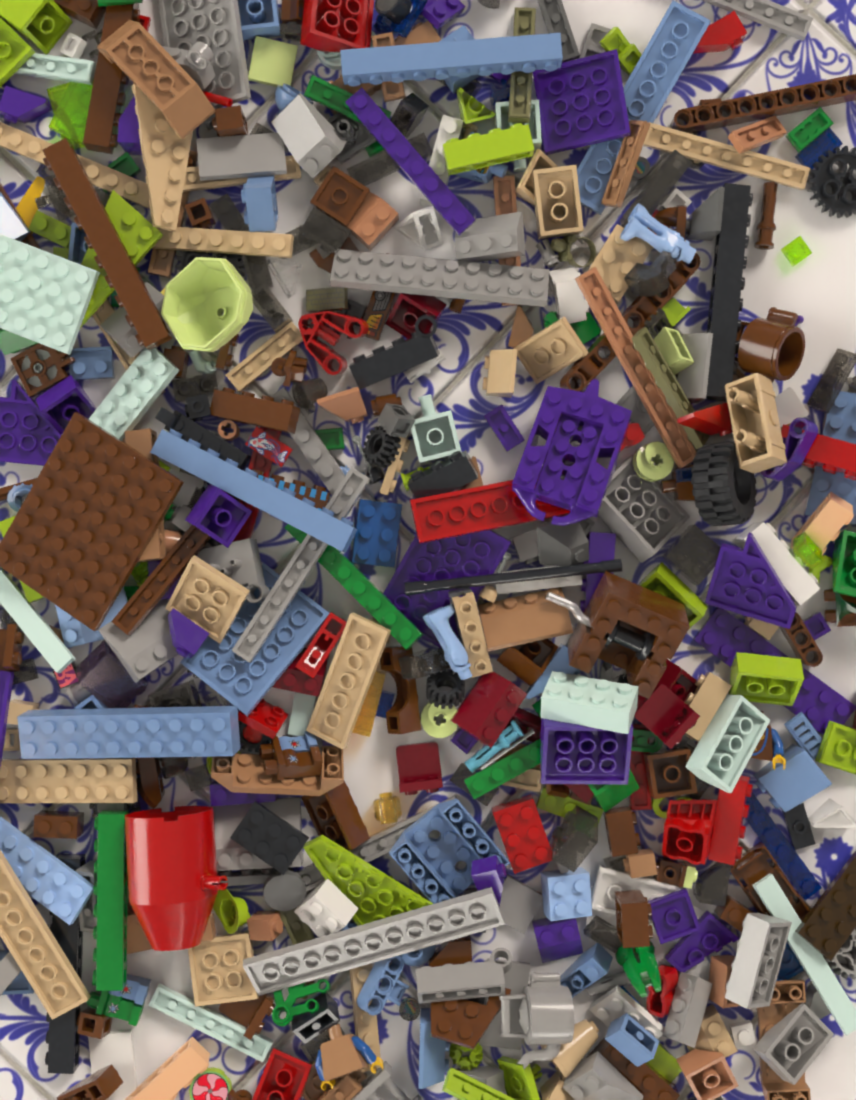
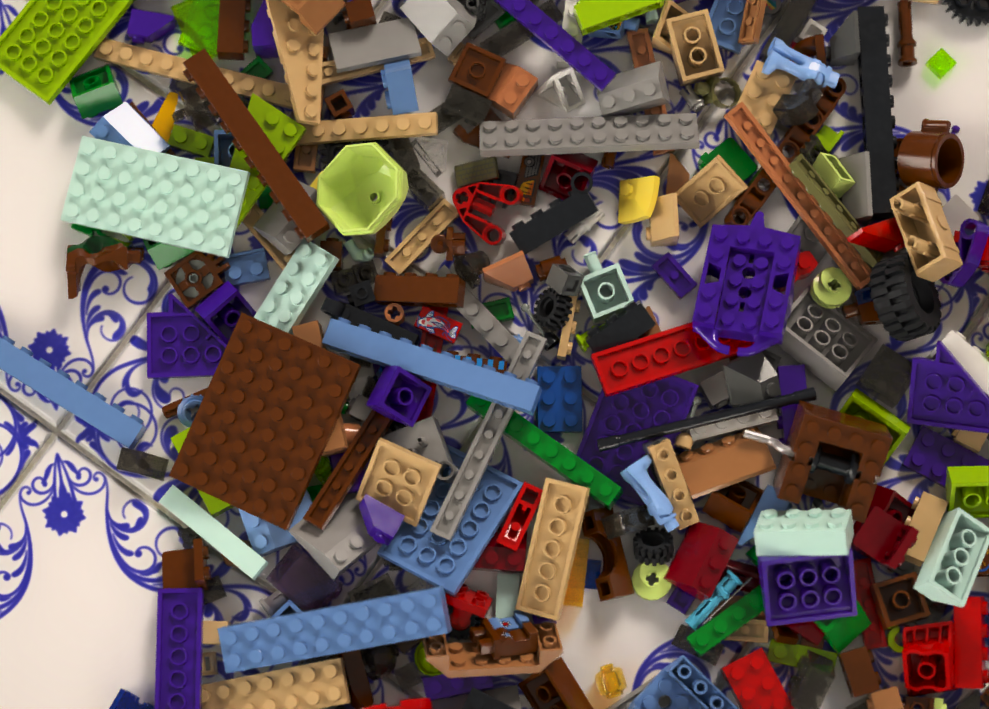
camera: 10 degrees left, 10 degrees down
(67, 676) = (257, 589): tile -> none
(228, 214) = (366, 102): clear smoke plate -> none
(419, 768) = (637, 633): dark red bracket -> none
(479, 348) = (637, 199): none -> light yellow plate
(567, 295) = (719, 135): white brick -> none
(640, 742) = (864, 575): green plate -> none

